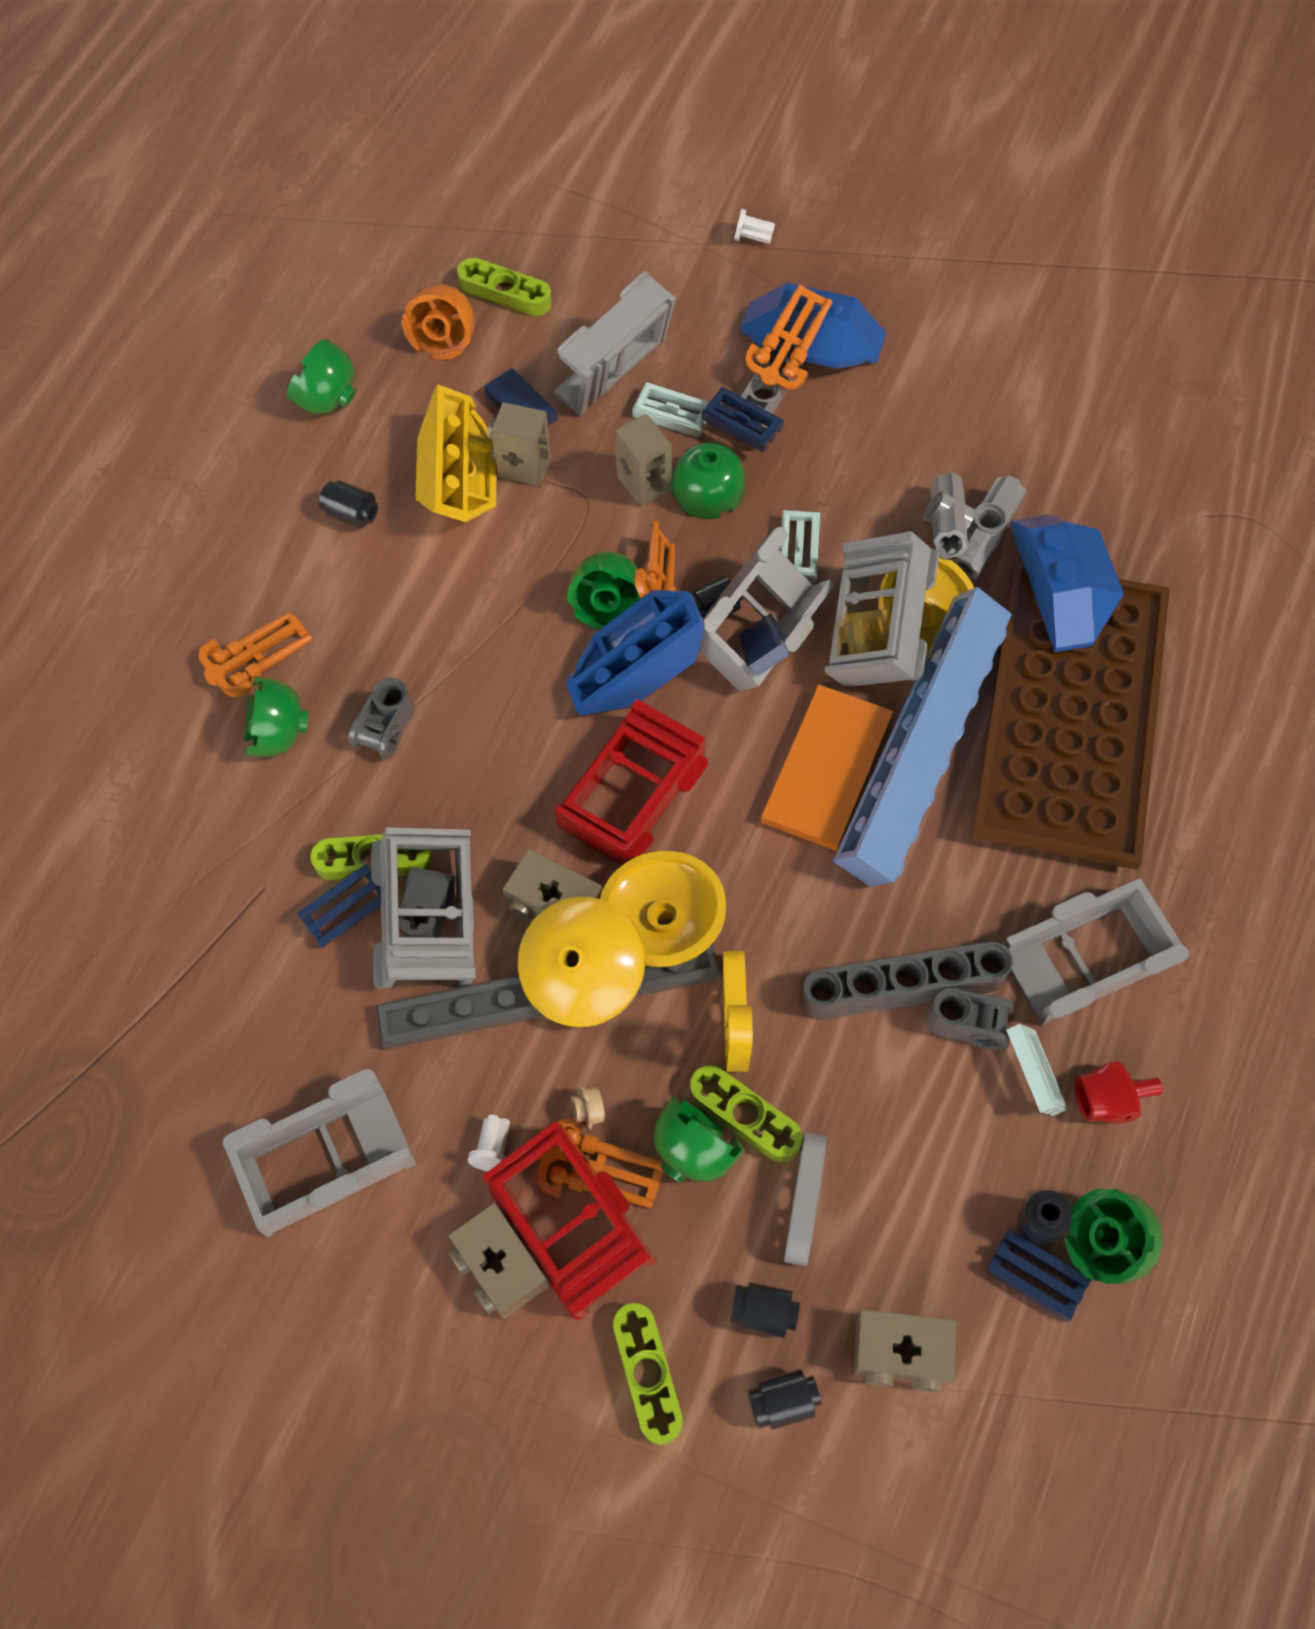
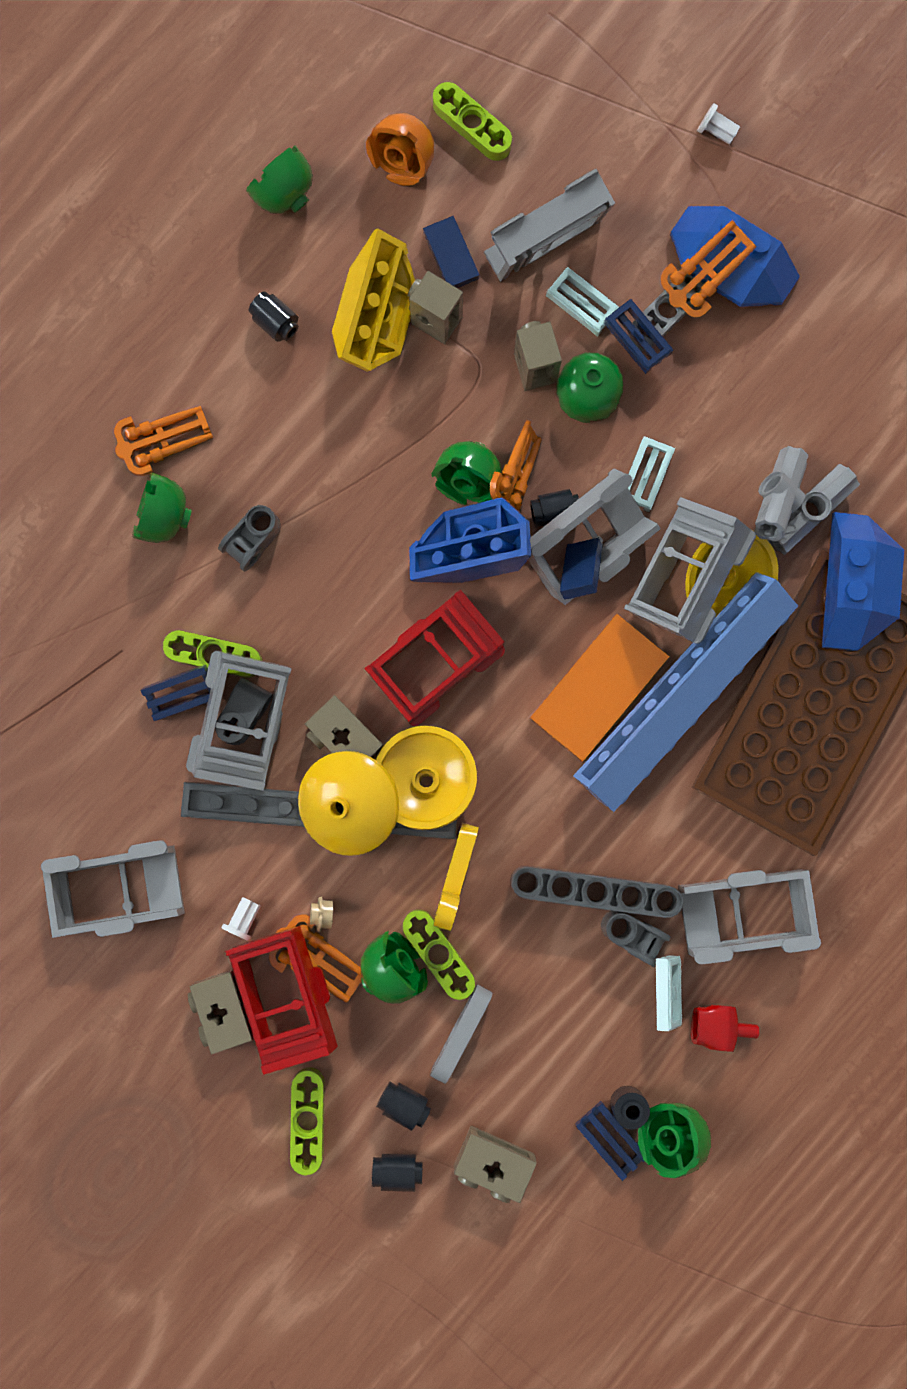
camera: 15 degrees right, 20 degrees up
(865, 631) = (668, 589): clear yellow tile -> none

